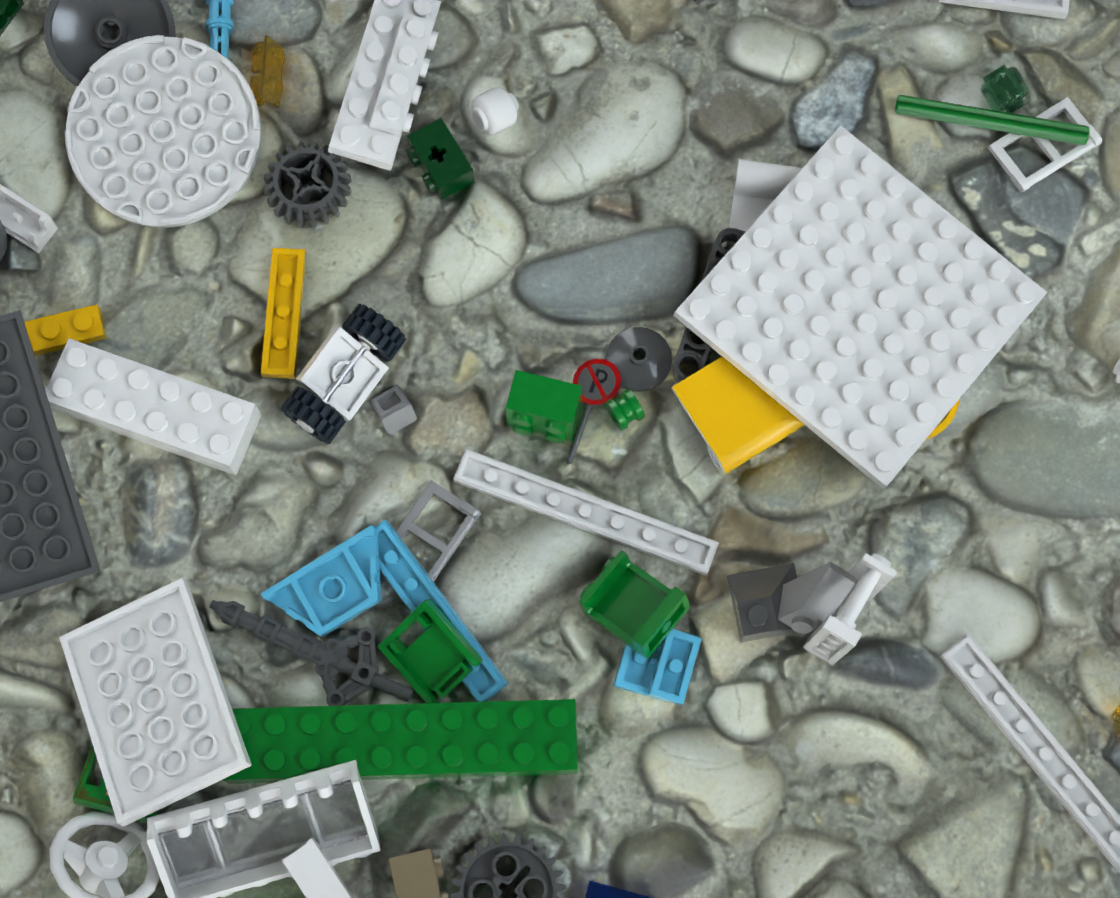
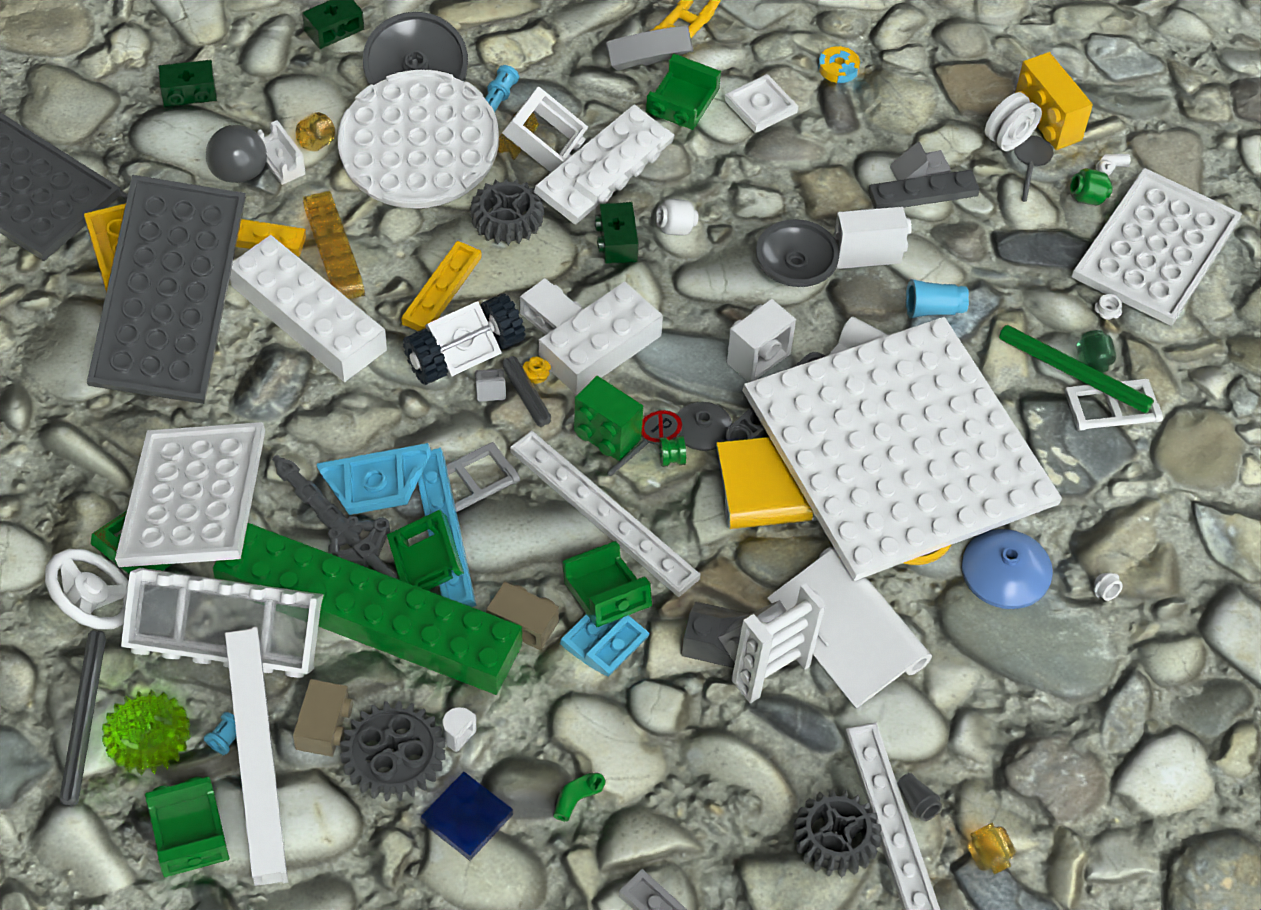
camera: 20 degrees right, 20 degrees down
(43, 172) = (315, 131): none -> clear yellow head
(139, 313) = (333, 244): none -> clear yellow beam
(332, 45) = (558, 117): none -> white window
(418, 292) = (547, 306): none -> white brick
(430, 377) = (537, 375): none -> yellow plate
(436, 402) = (526, 391): none -> dark grey axle
(485, 303) = (601, 337): none -> white brick
(560, 836) = (458, 727): none -> white brick
(563, 675) = (534, 614): none -> dark tan brick
(646, 87) = (797, 253): none -> dark grey dish
(657, 236) = (760, 340): none -> white brick
(710, 848) = (576, 790): none -> green arm
(715, 51) = (871, 237): none -> white brick
(812, 97) = (935, 299): none -> medium azure plant
(919, 536) = (860, 634): none -> white door
(994, 17) = (1109, 307): none -> white plate
(998, 787) = (844, 817): none -> dark grey gear
(1018, 412) = (1003, 580): none -> medium blue dish
(1045, 698) = (921, 799): none -> dark grey cone

